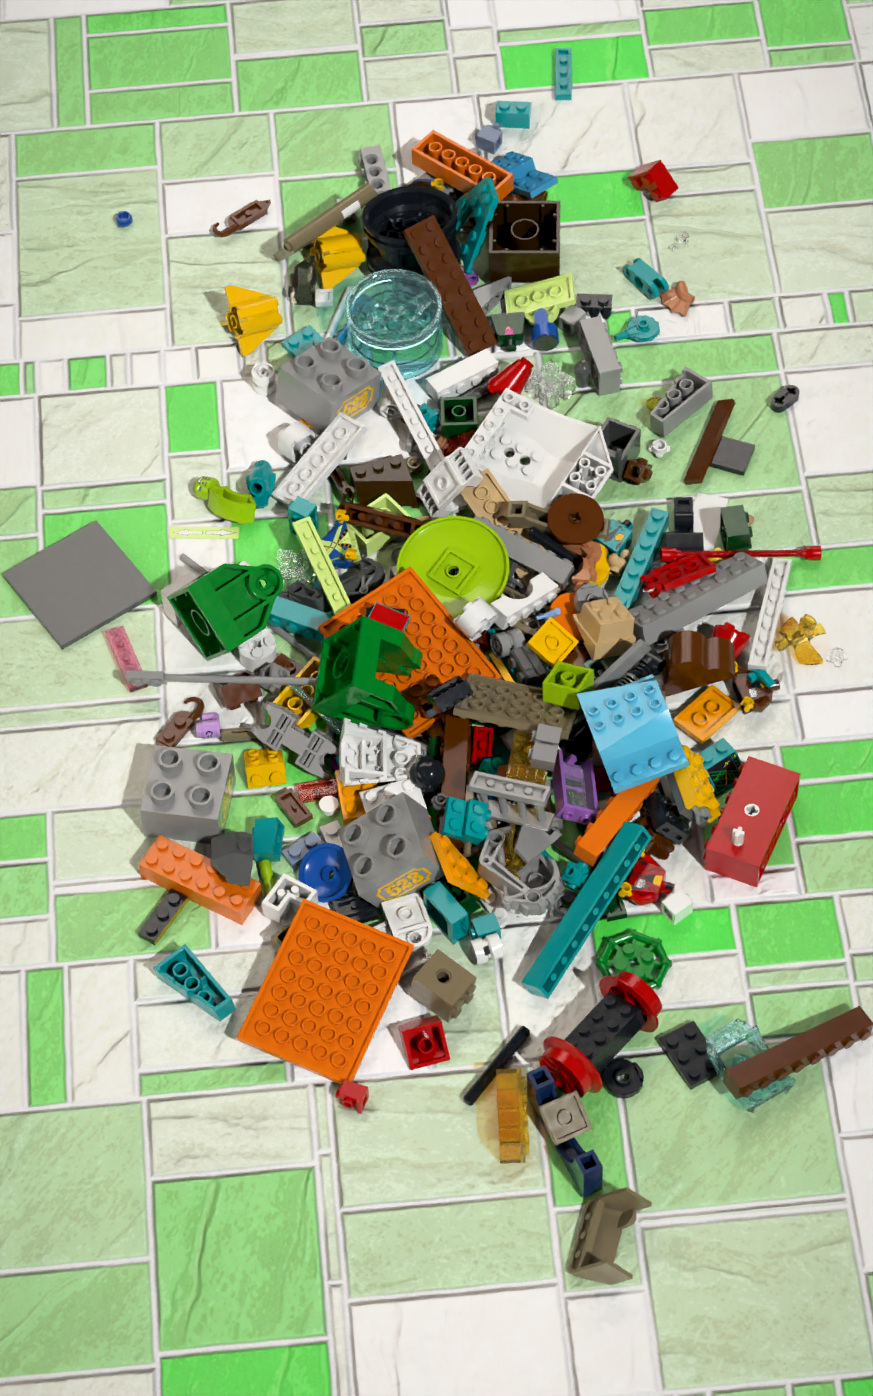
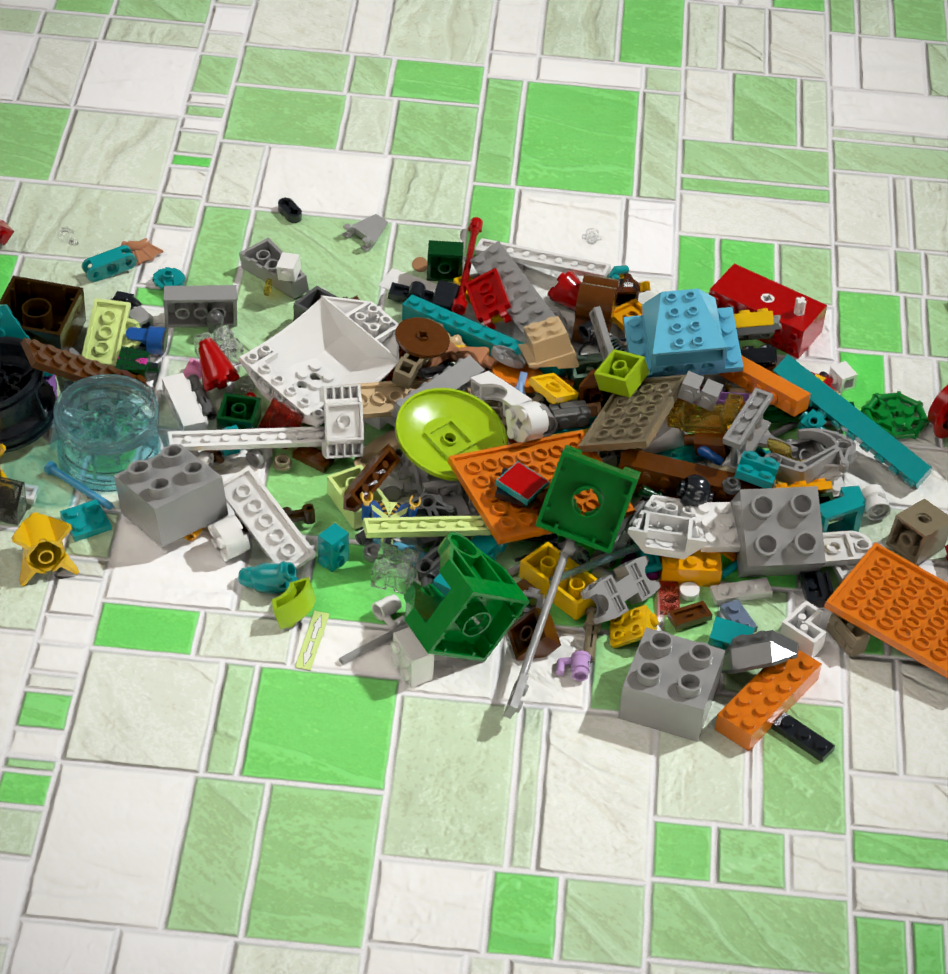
camera: 85 degrees left, 10 degrees down
(79, 584) = (354, 753): tile -> none
(124, 654) = (469, 722): clear pink plate -> none
(180, 724) = (568, 693): reddish brown plate -> none
(193, 981) = (891, 715): teal wedge -> none
(202, 486) = (260, 623): lime head -> none
(263, 379) = (126, 554): white wheel -> none
(318, 866) = (783, 587): blue dish -> none
(338, 315) = (51, 488): white bar -> none
(381, 477) = (302, 482): dark brown wedge -> none
(444, 697) = (624, 443): black plate -> none
(662, 402) = (288, 267): none -> white brick
(709, 442) = (328, 263): reddish brown tile -> none
(732, 455) = (344, 254): tile -> none
(776, 466) = (368, 229): none -> light grey flag
(799, 637) = (571, 246): clear yellow animal -> none

